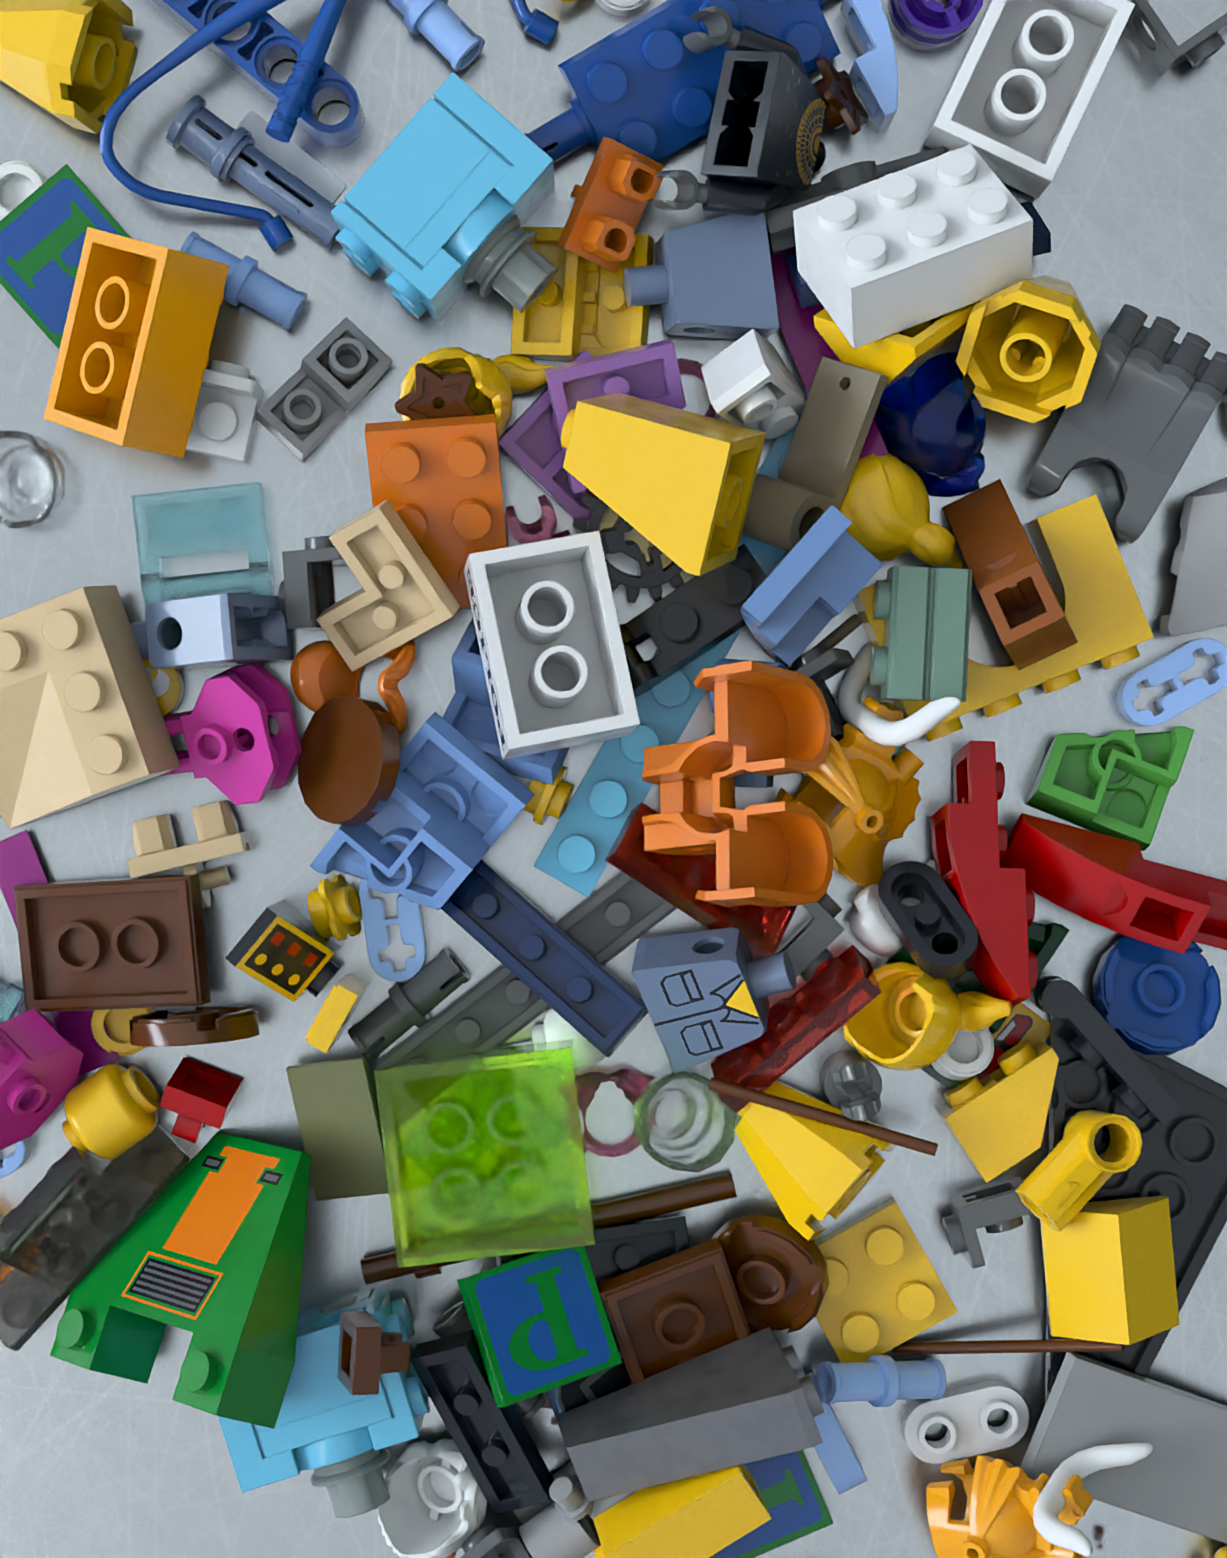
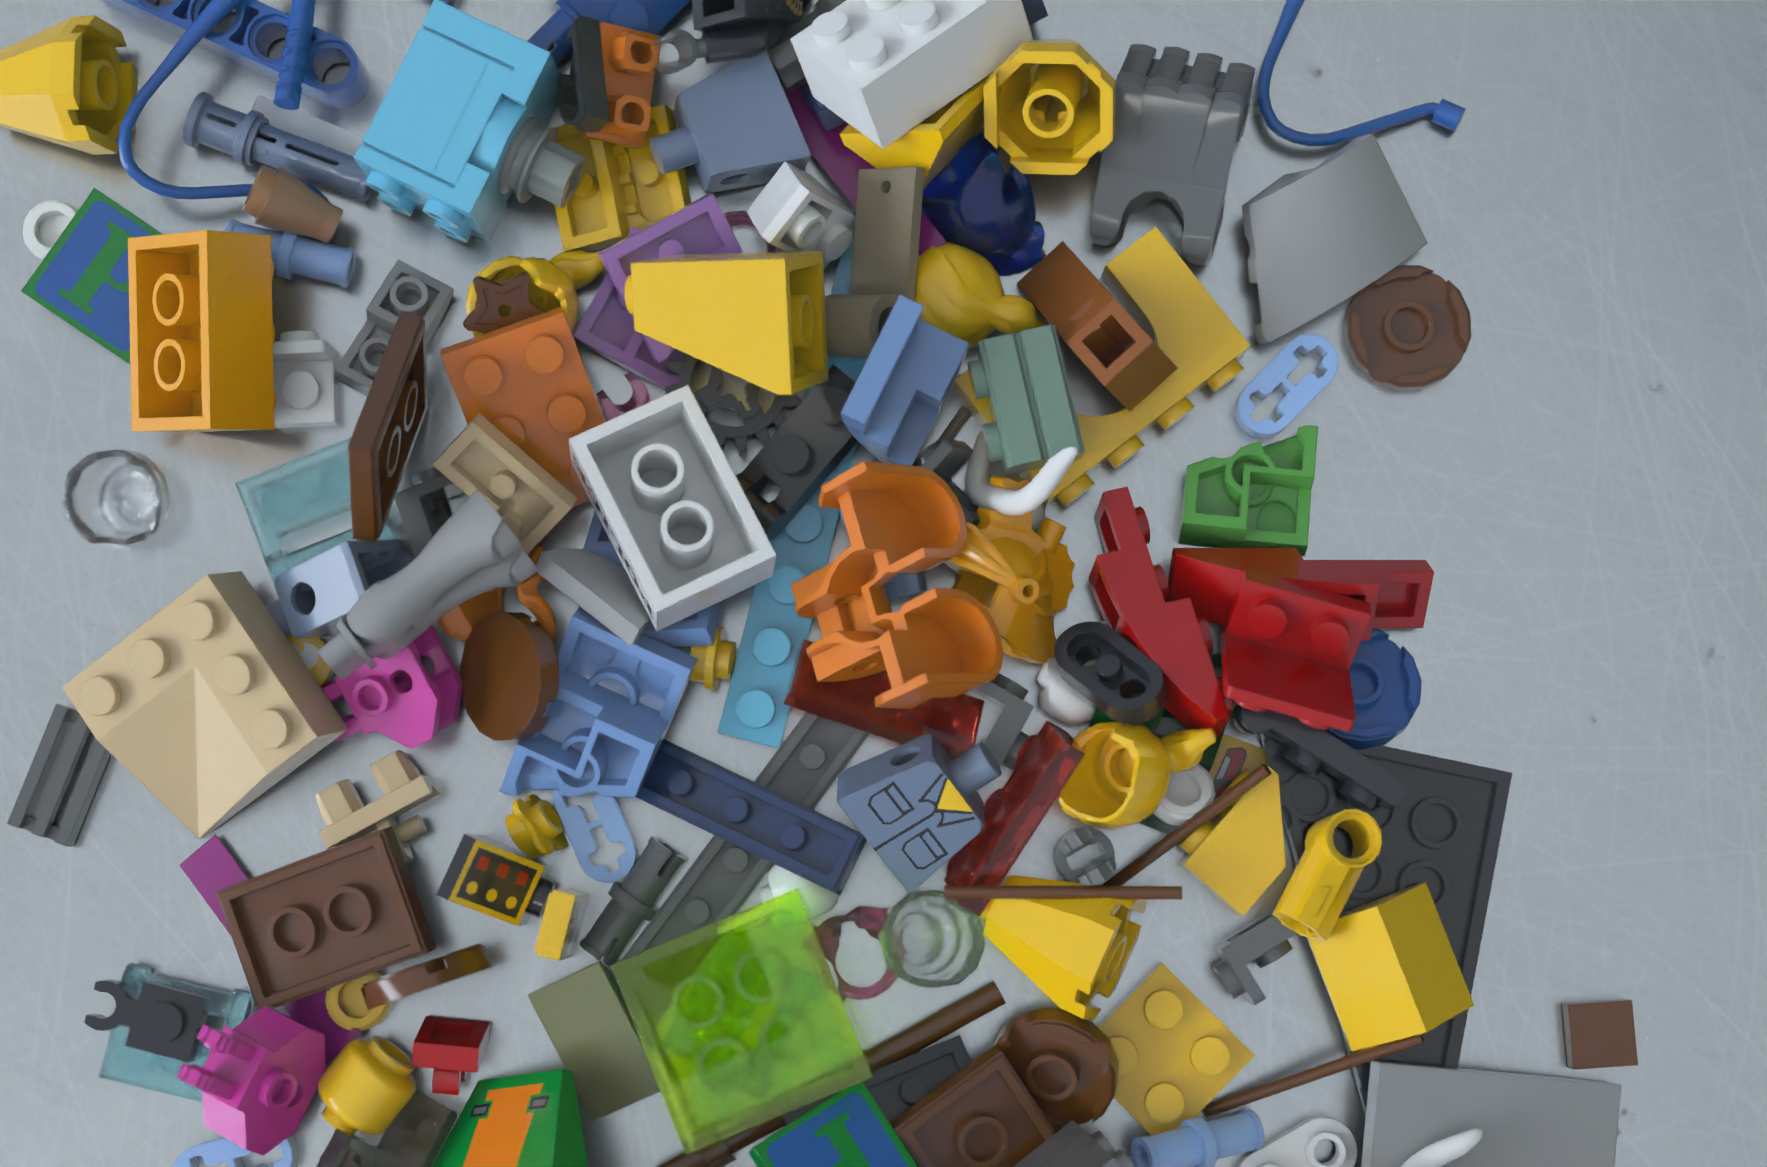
camera: 20 degrees left, 5 degrees down
(253, 234) = (289, 205): none -> medium nougat cone
(295, 489) = (388, 427): none -> reddish brown tile
(332, 643) = (461, 561): none -> light grey piece
(457, 699) = (598, 588): none -> light grey tile
(574, 201) = (583, 91): none -> pearl dark grey tile
(965, 1082) = (1189, 826): none -> reddish brown axle
(1106, 947) = (1292, 649): none -> red bracket

